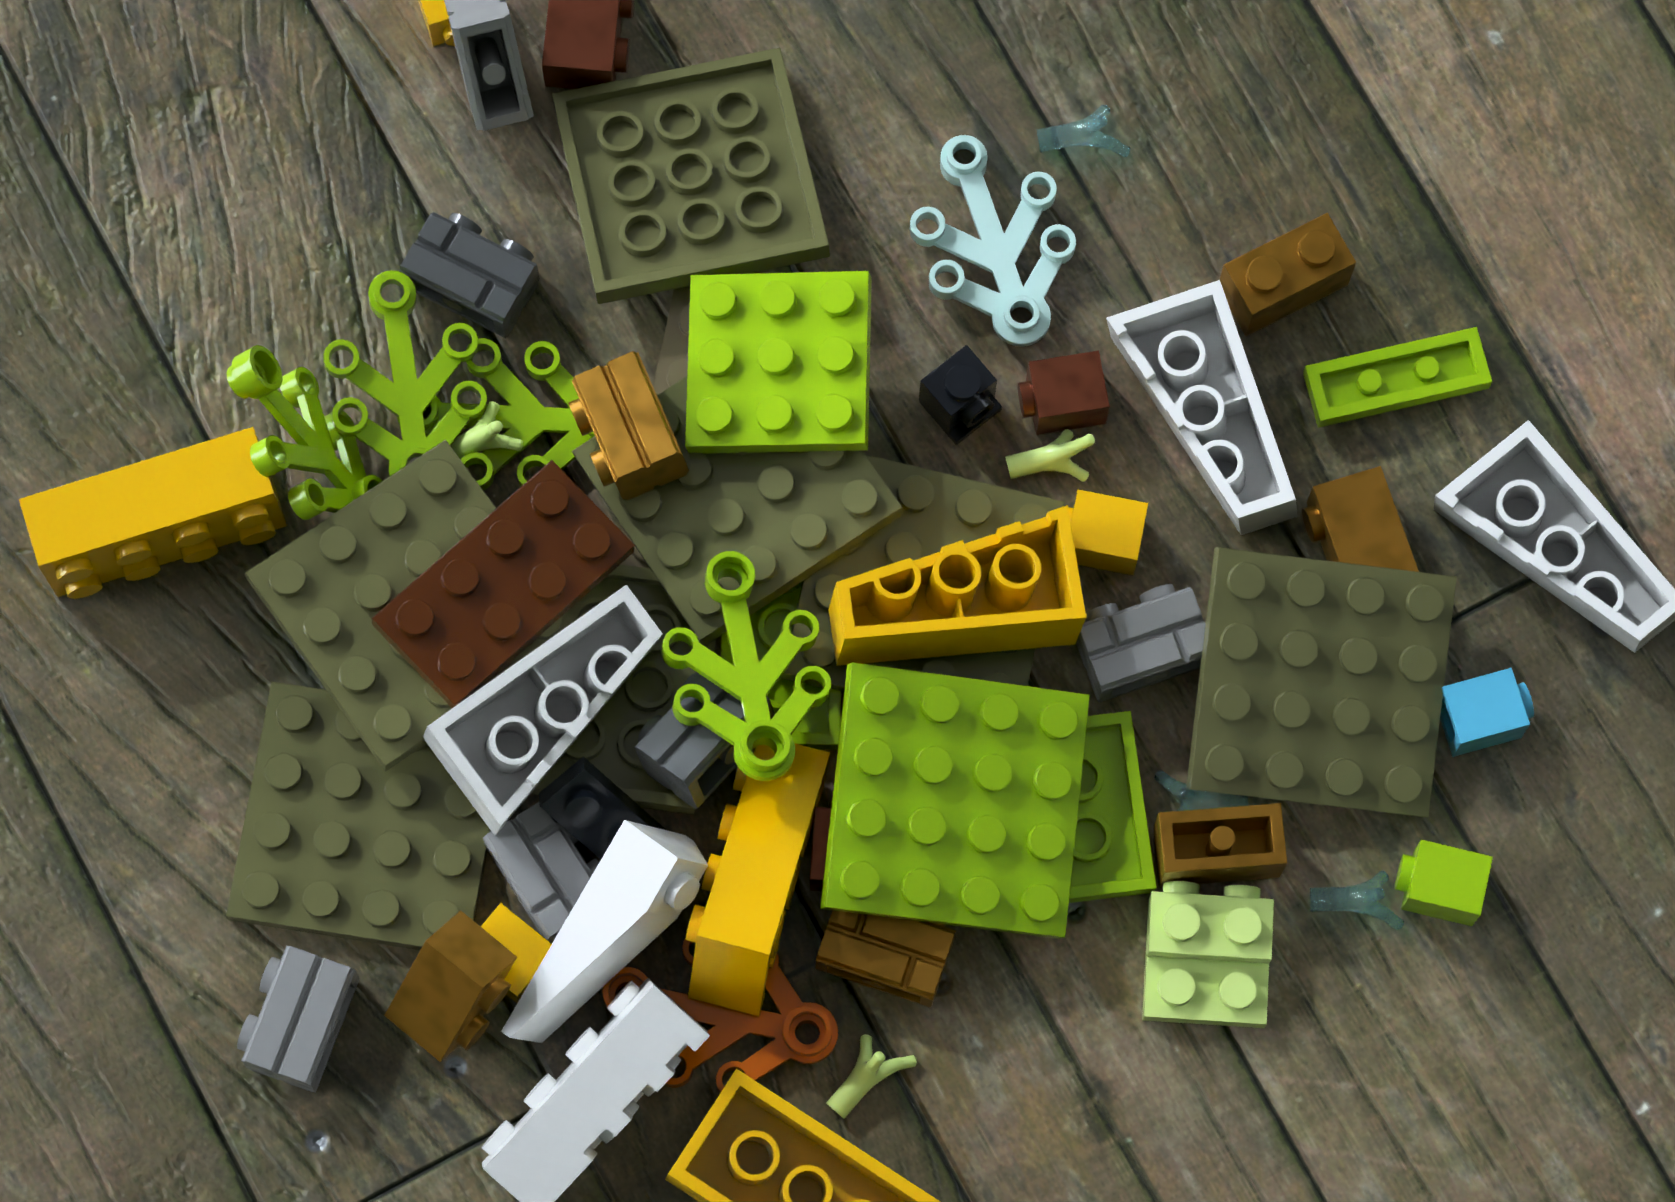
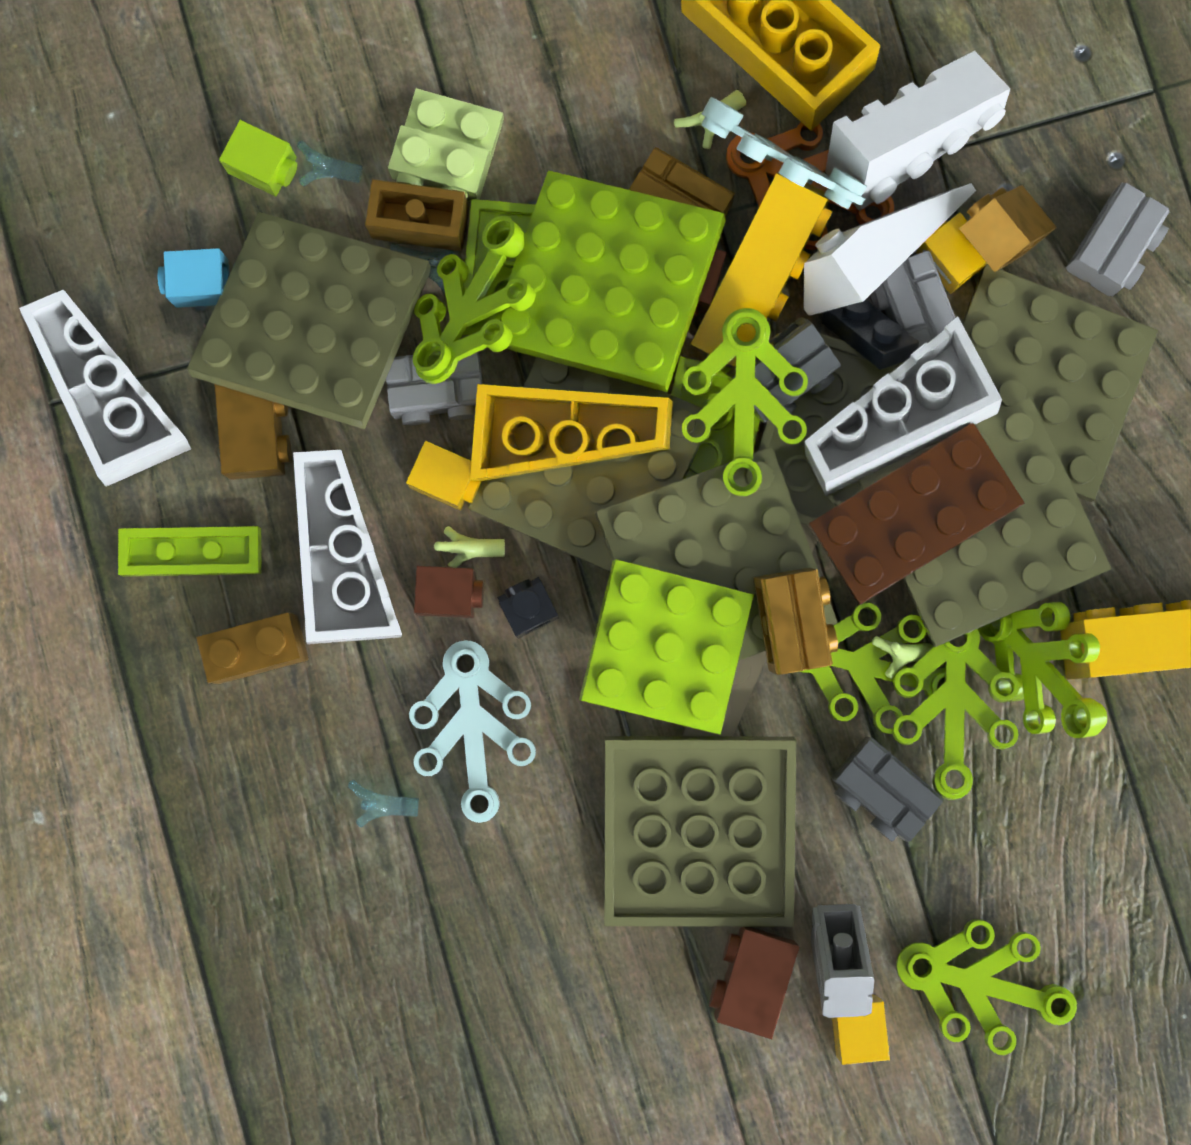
camera: 165 degrees left, 10 degrees up
(313, 81) = (977, 982): none -> lime plant
(686, 969) = (841, 186): none -> light aqua plant
(1126, 730) = (440, 351): none -> lime plant

